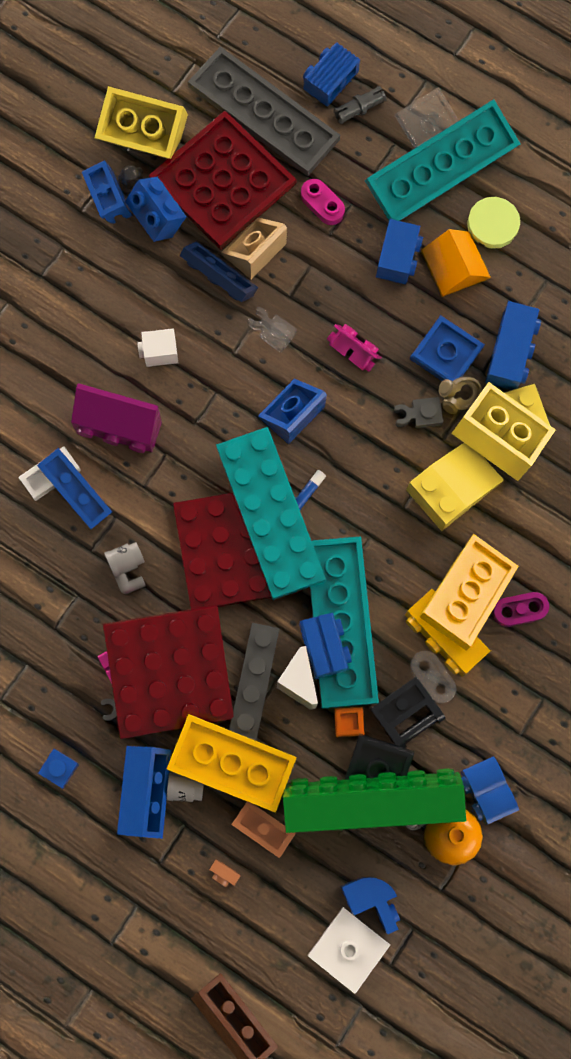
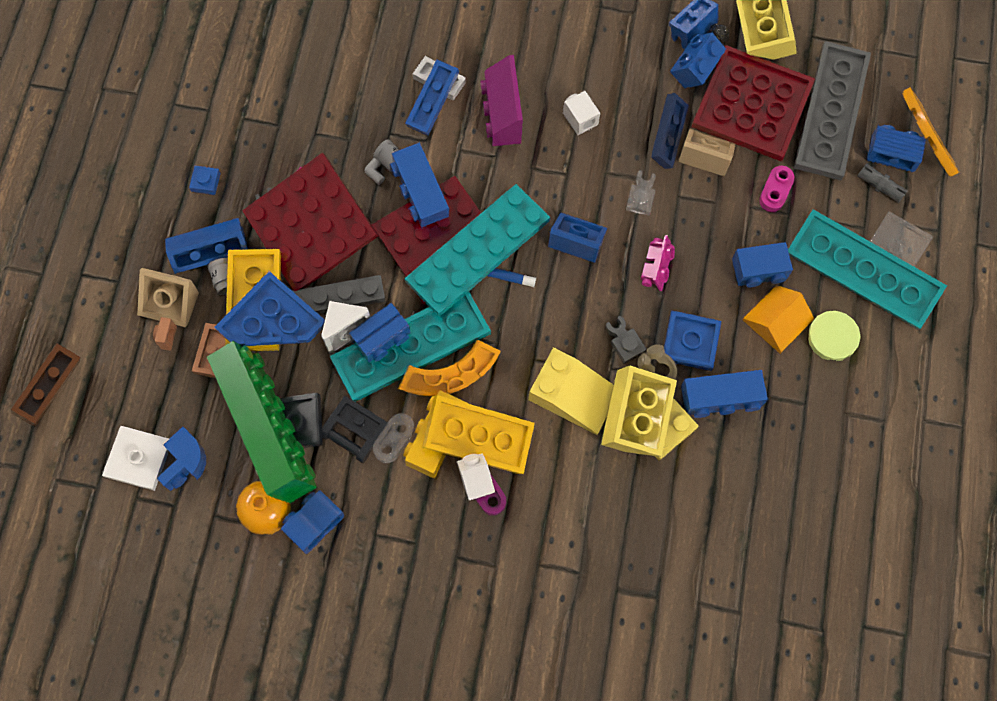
camera: 70 degrees right, 5 degrees down
(177, 541) = (419, 185): none -> blue brick
(185, 859) = (166, 297): none -> tan slope
(264, 750) = (270, 317): none -> blue plate
(328, 36) = (929, 132): none -> light orange tile
(349, 721) = (329, 385): orange tile -> none
(392, 594) = (453, 377): none -> light orange tile
(513, 610) = (475, 476): none -> white brick

